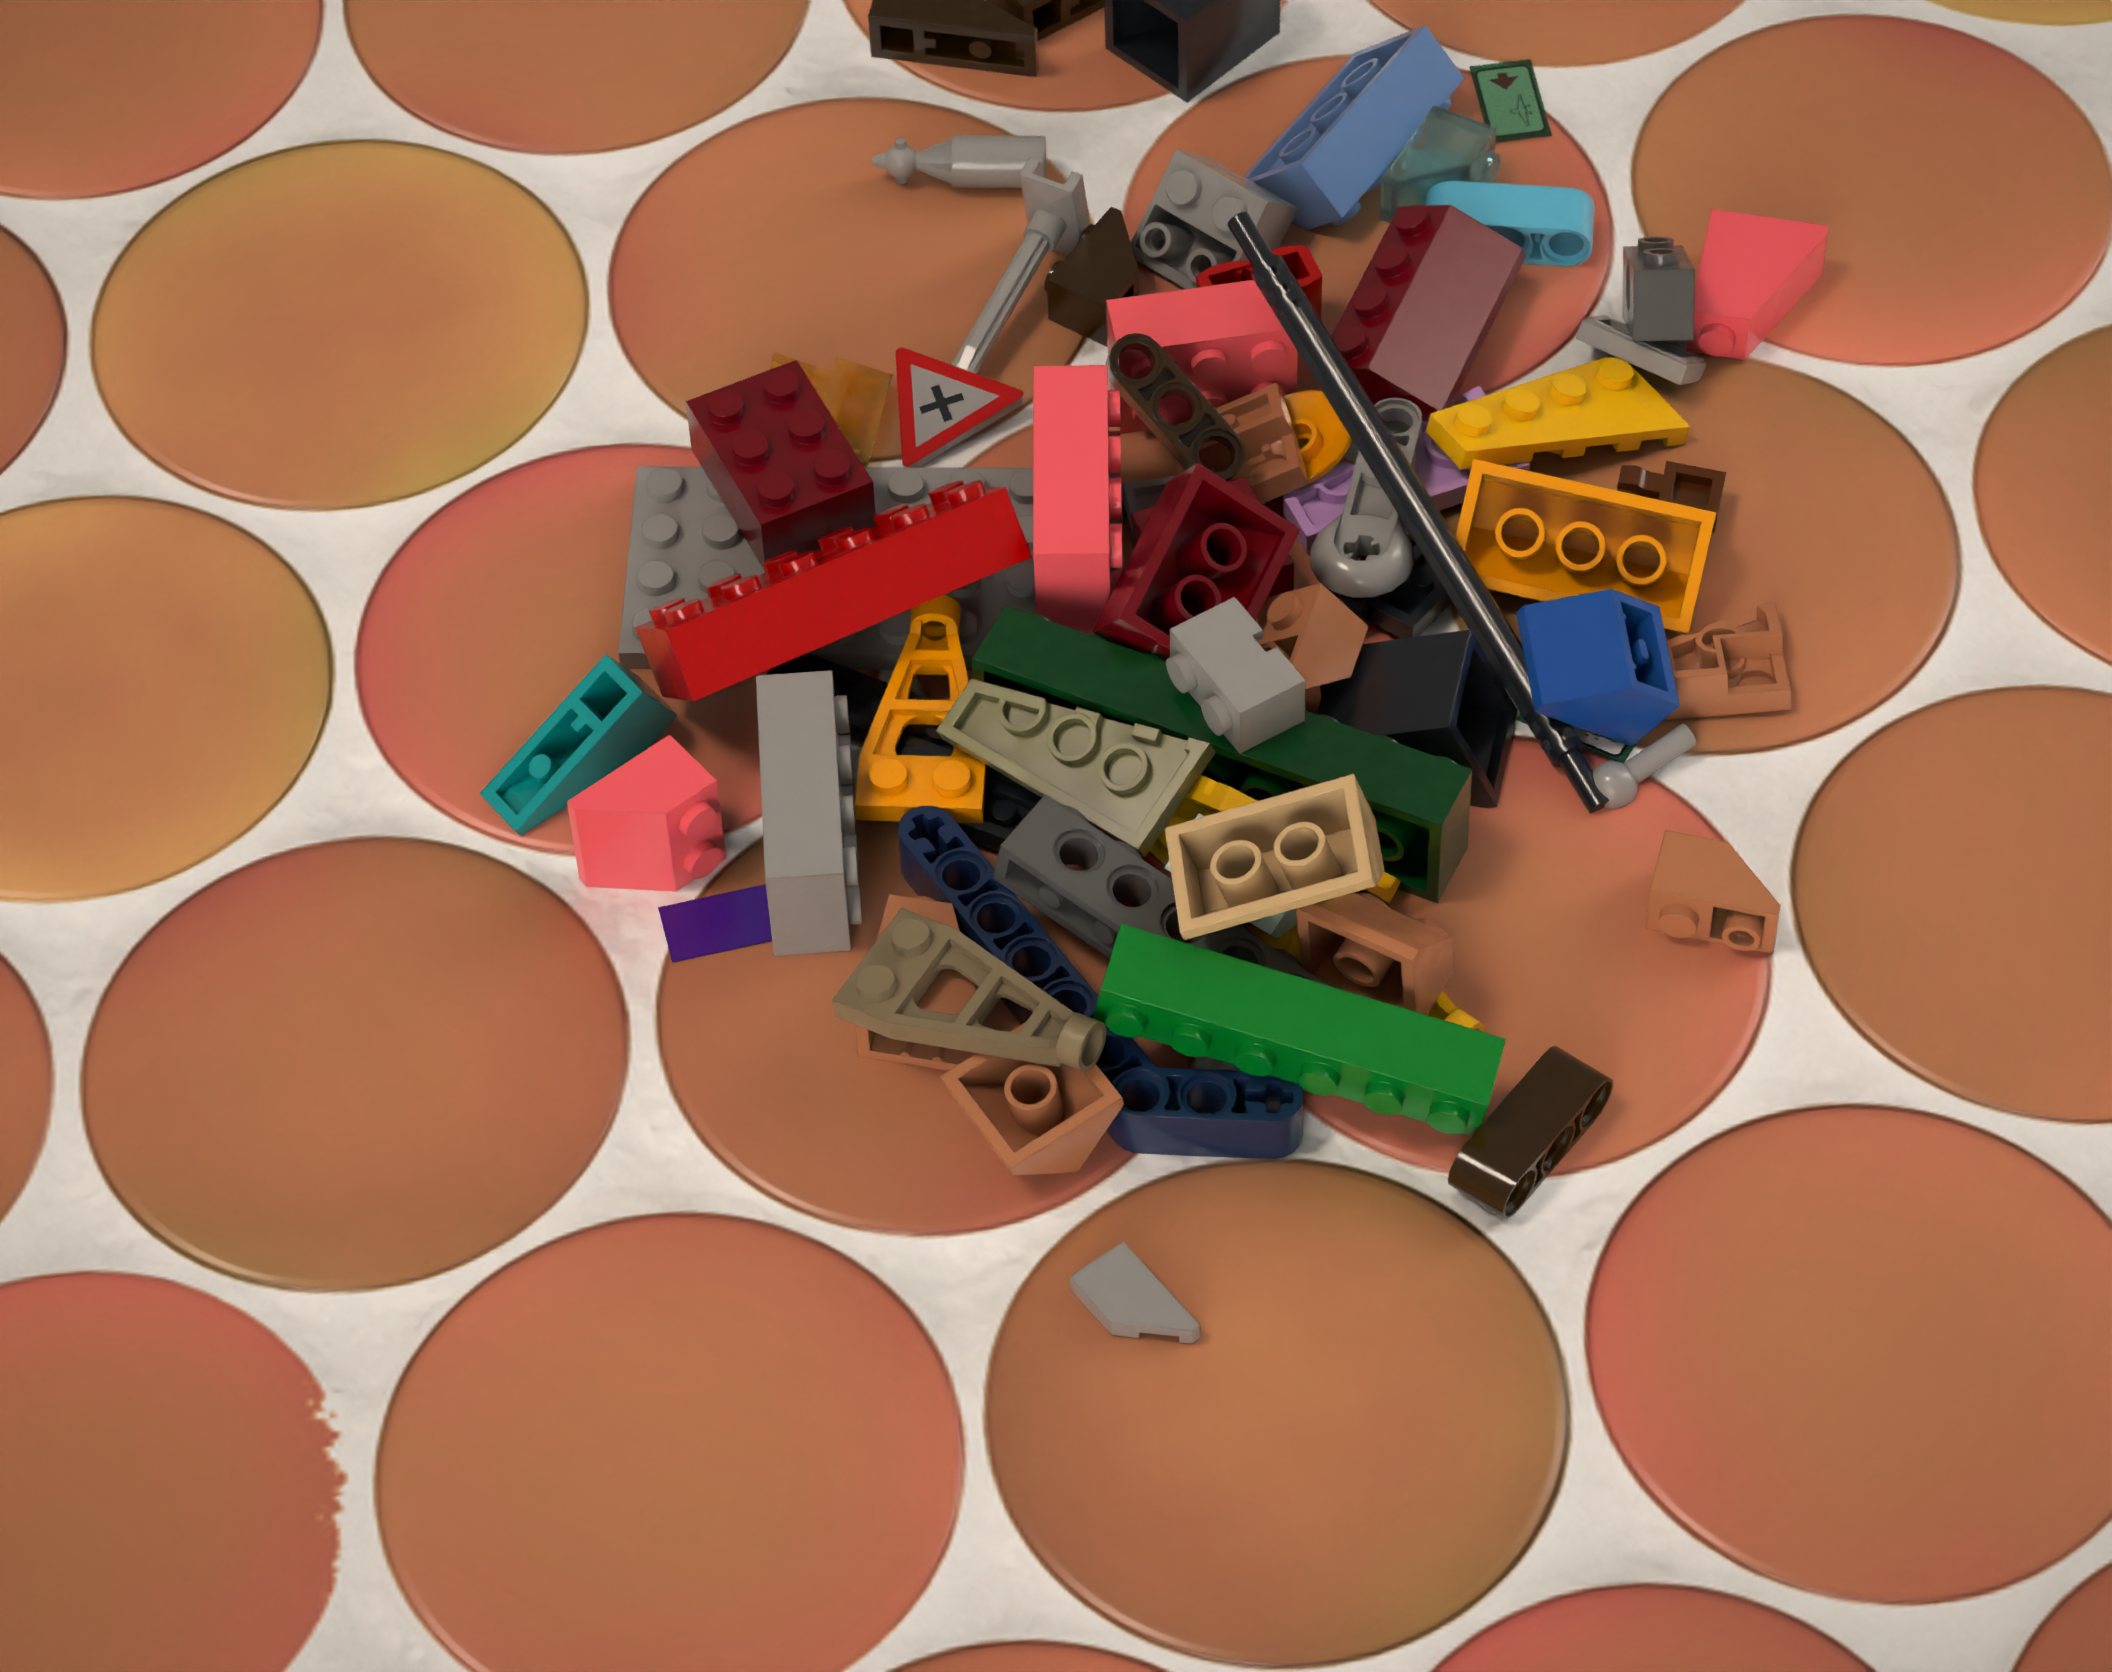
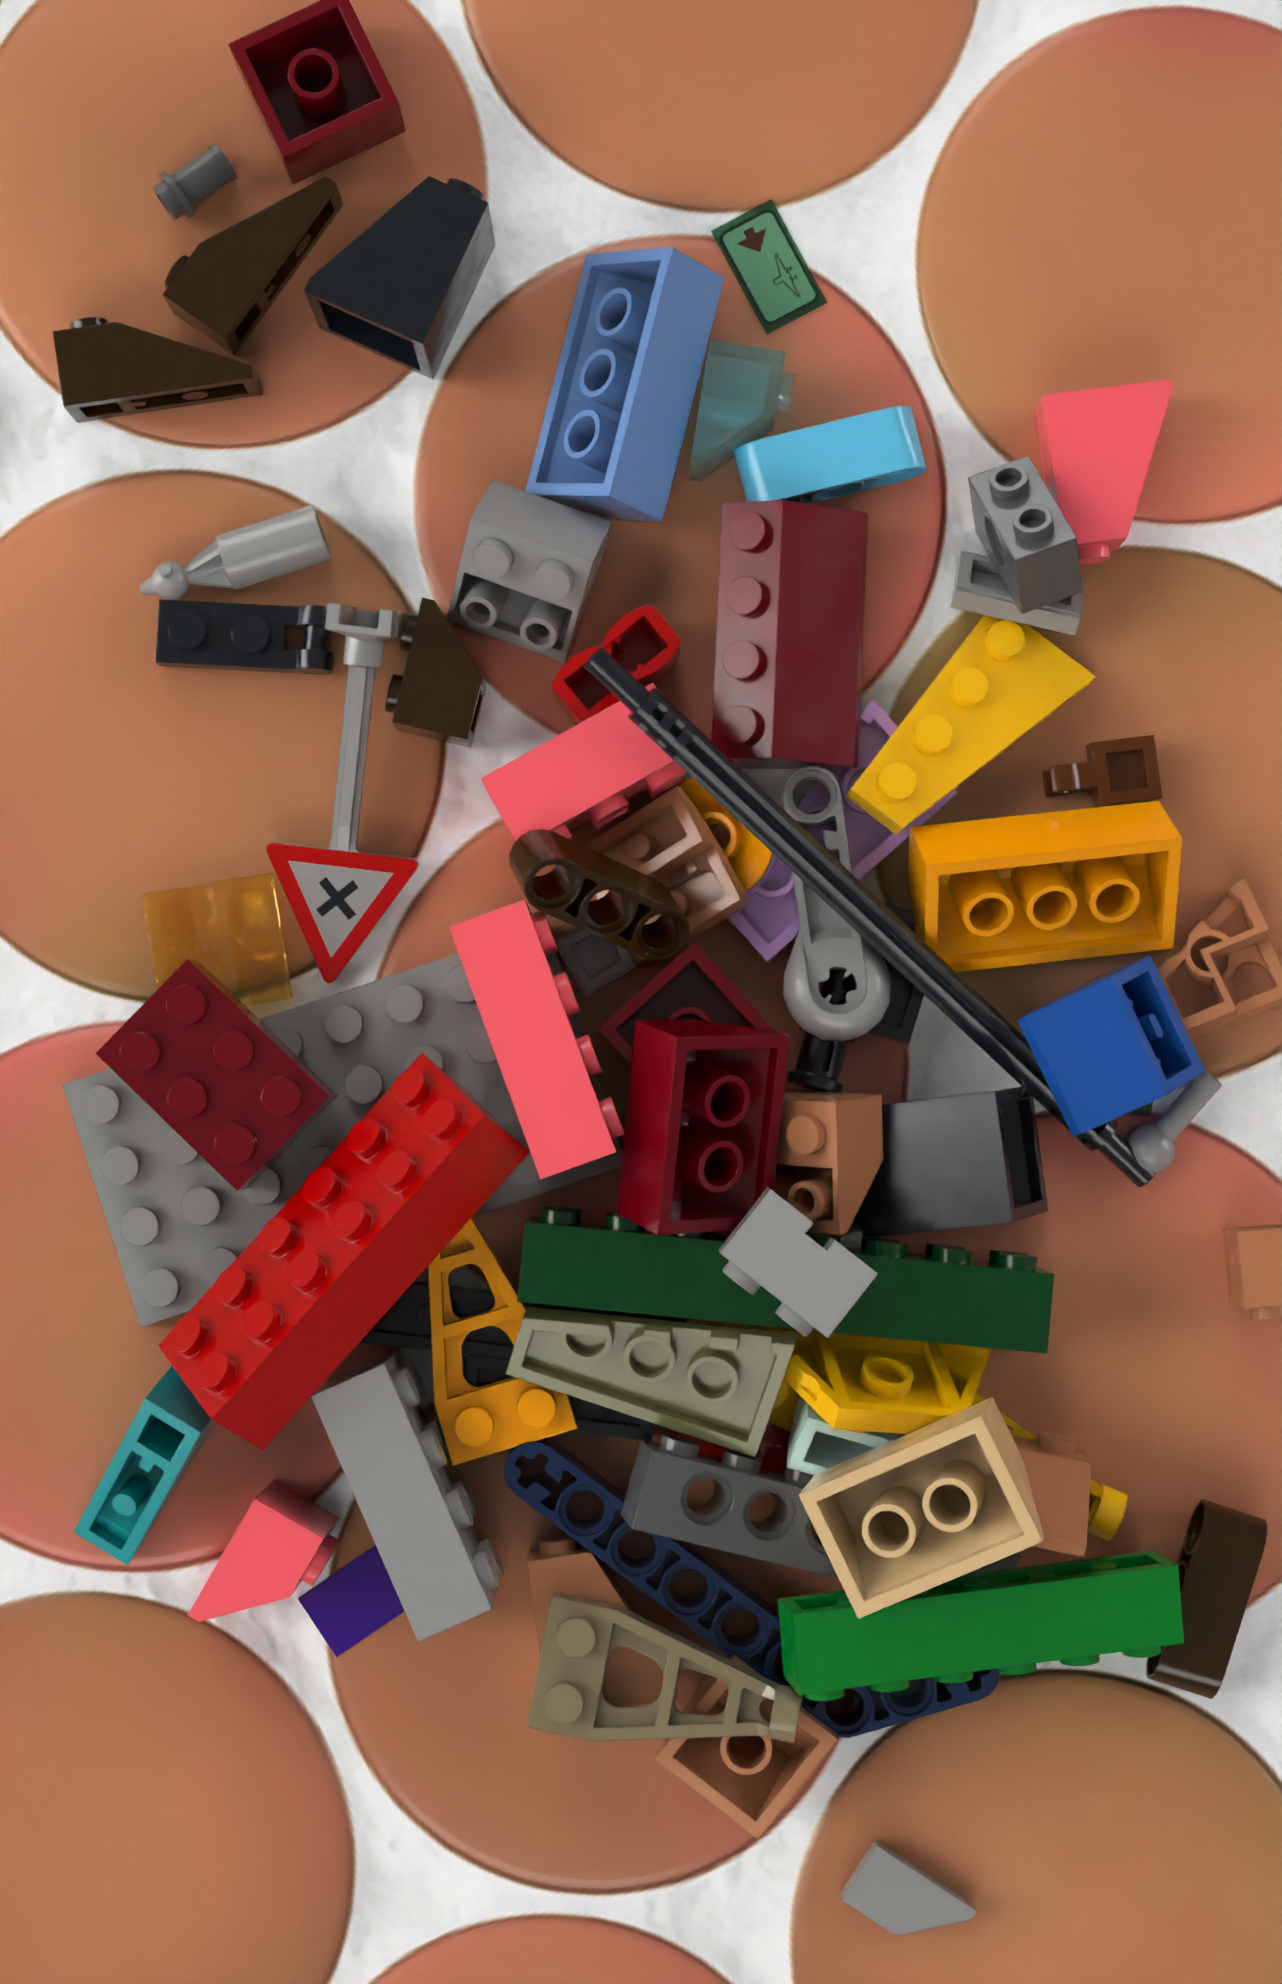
camera: 20 degrees left, 35 degrees up
(945, 219) = (242, 637): none -> black plate

